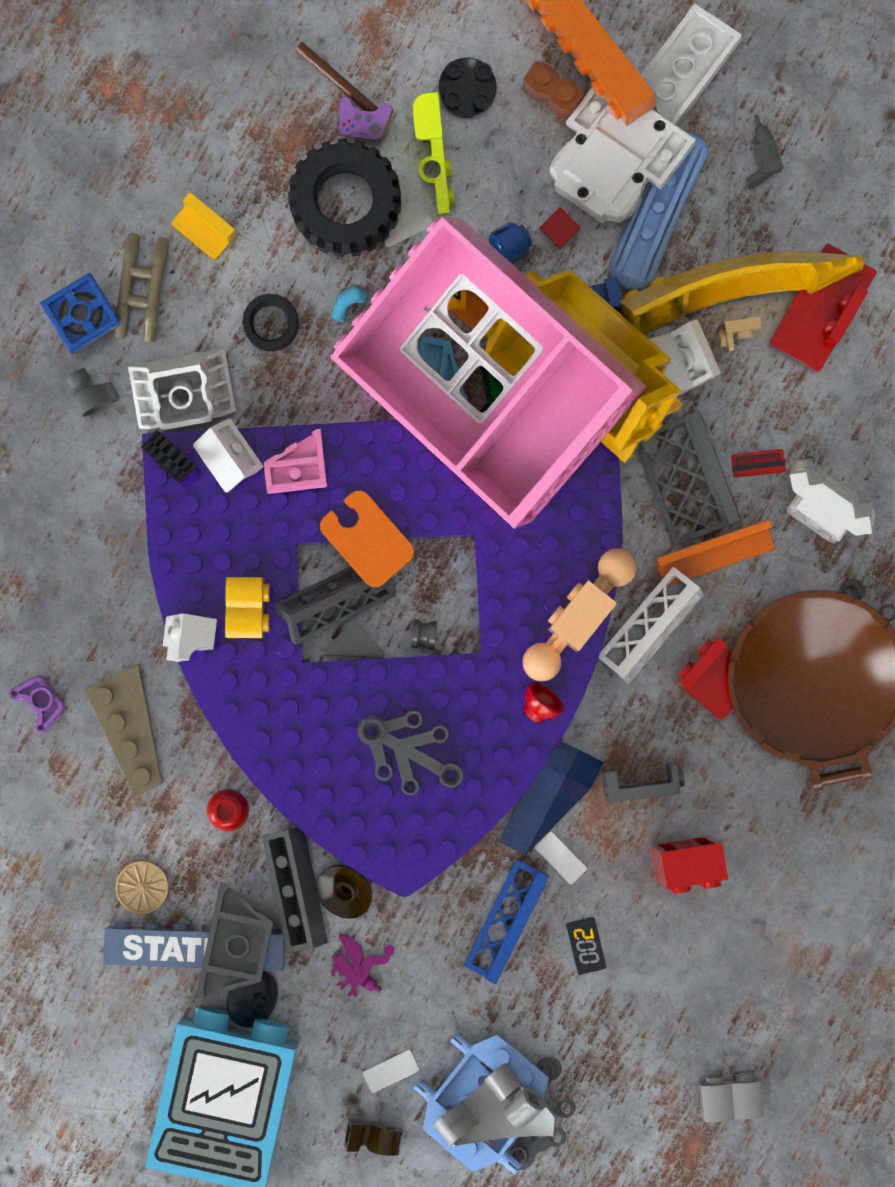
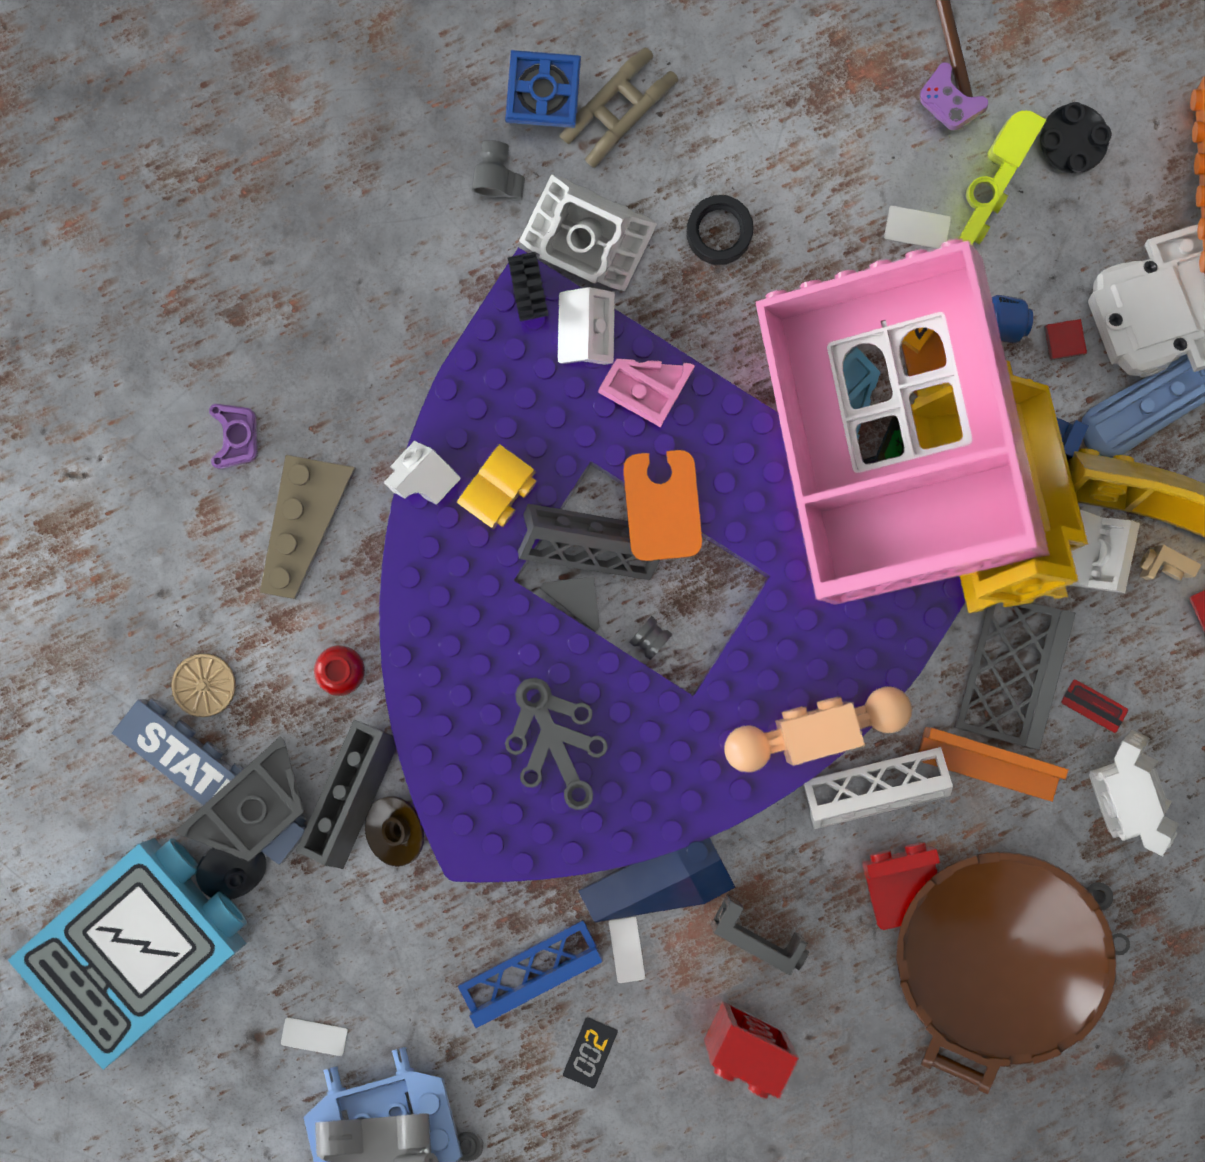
camera: 35 degrees right, 0 degrees up
(203, 227) = (721, 92): yellow panel -> none
(335, 160) = (889, 116): black tyre -> none
(346, 298) = (808, 259): medium azure arm -> none
(357, 973) = (349, 917): magenta piece -> none
(375, 1137) = (254, 1094): dark brown leg -> none
(542, 703) = (718, 788): red piece -> none
(546, 86) = (1152, 193): dark orange brick -> none

